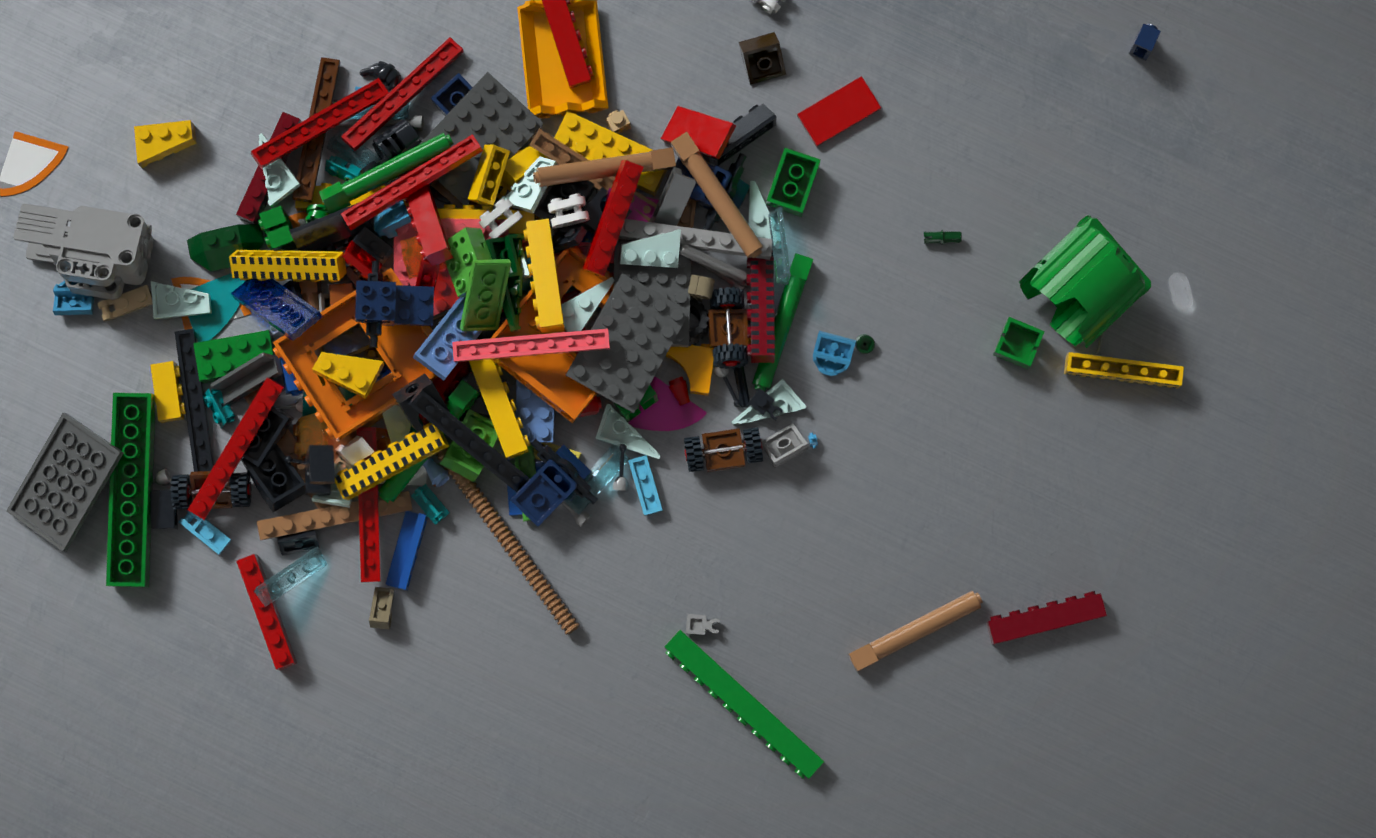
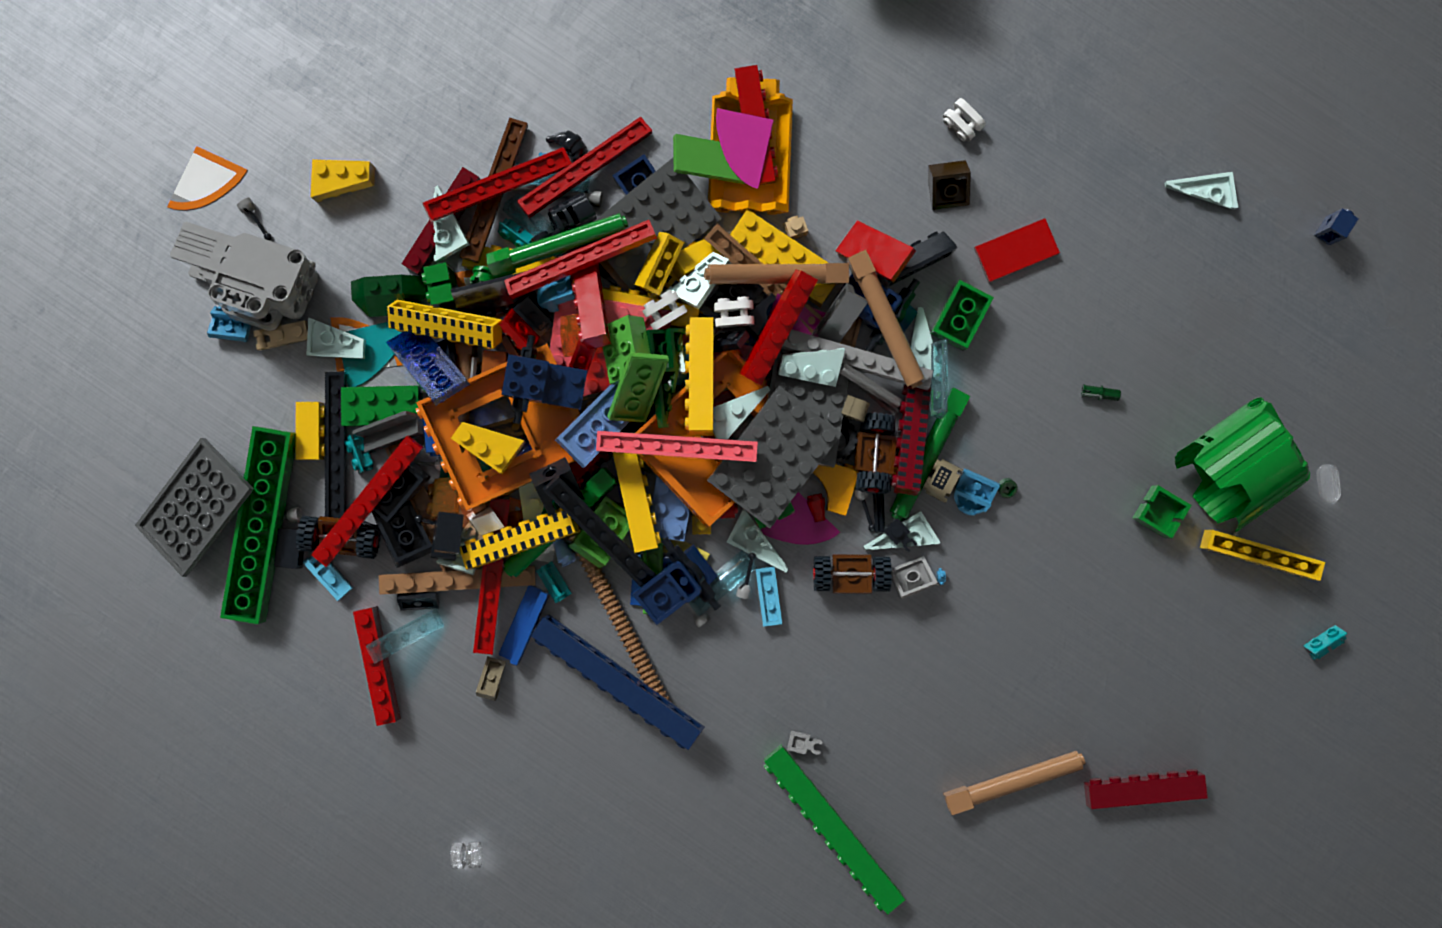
camera: 10 degrees right, 5 degrees up
(73, 182) = (246, 206): none -> hinge
(389, 783) = (473, 855): none -> clear wheel
(507, 589) = (617, 681): none -> dark blue brick
(523, 68) = (701, 159): none -> bright green tile
(554, 48) = (744, 143): none -> dark pink sticker
(567, 428) = (698, 527): none -> yellow plate
(799, 345) = (943, 480): none -> dark tan brick
(1022, 23) = (1211, 188): none -> light aqua wing
(1195, 452) = (1331, 637): none -> teal hinge

